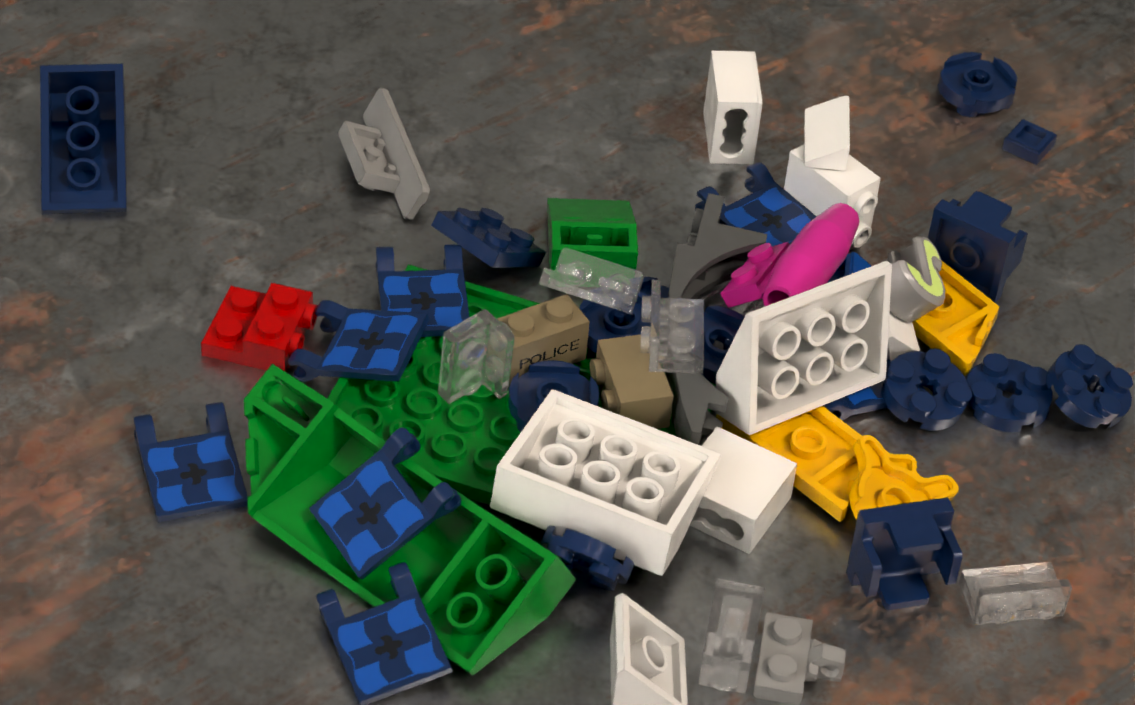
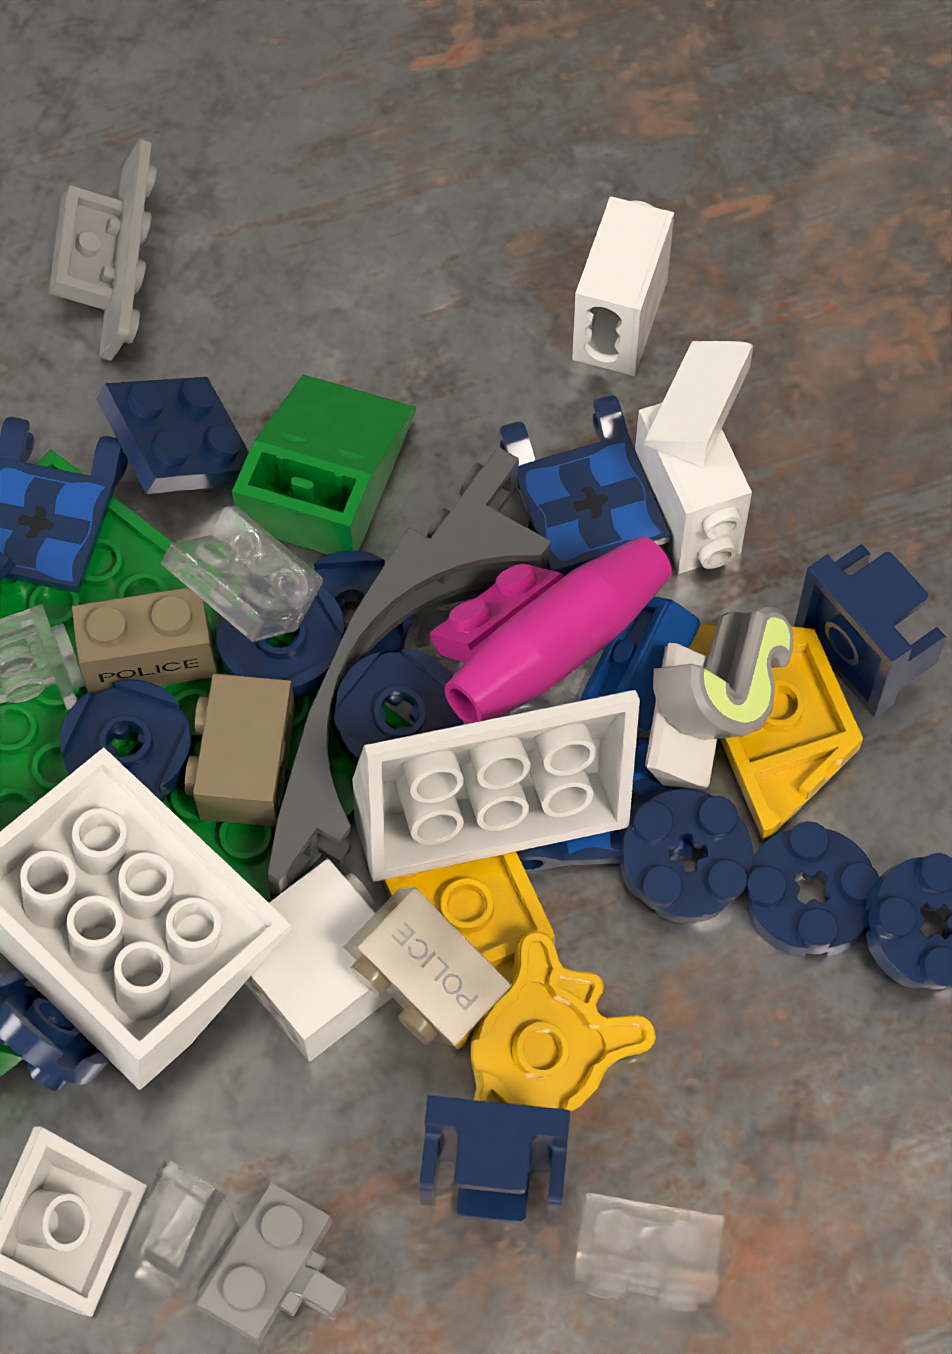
camera: 25 degrees right, 20 degrees up
(674, 332) = (312, 695): clear bracket -> none
(814, 458) = (425, 968): none -> brick

